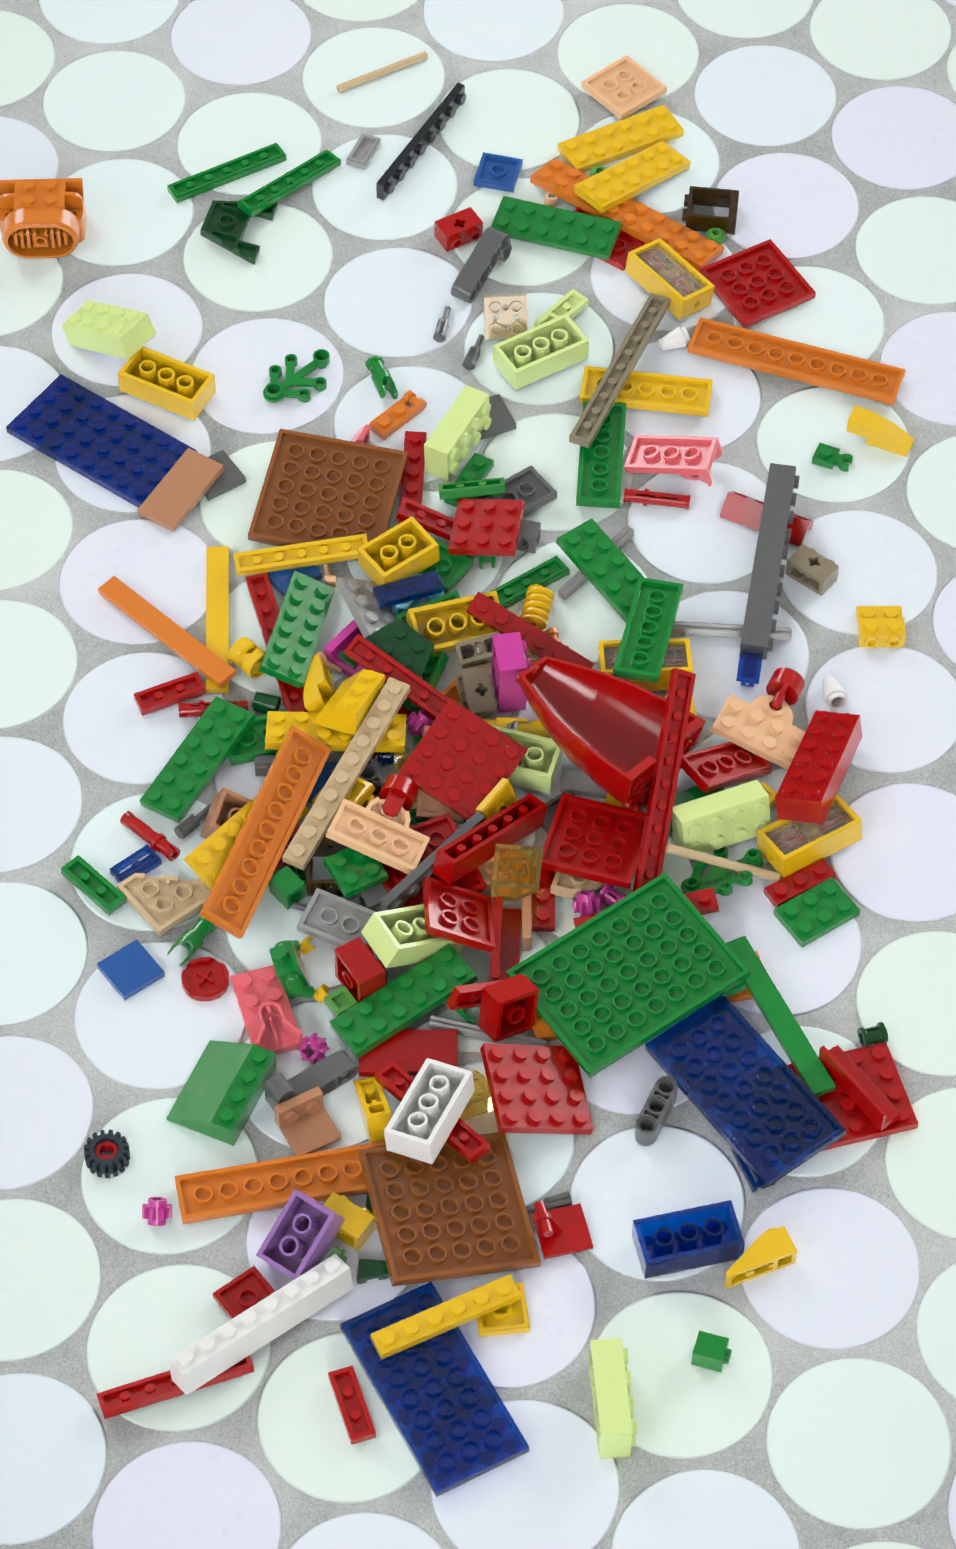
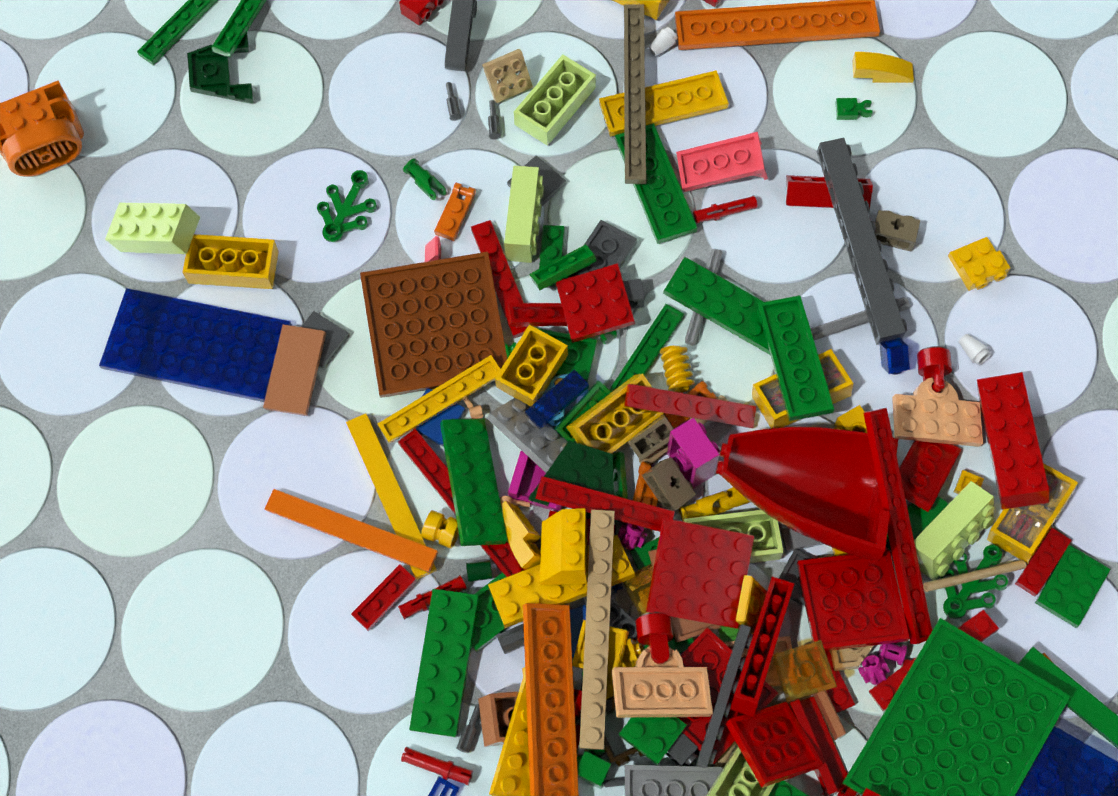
camera: 20 degrees left, 15 degrees up
(571, 304) = (551, 49): yellowish green plate -> none

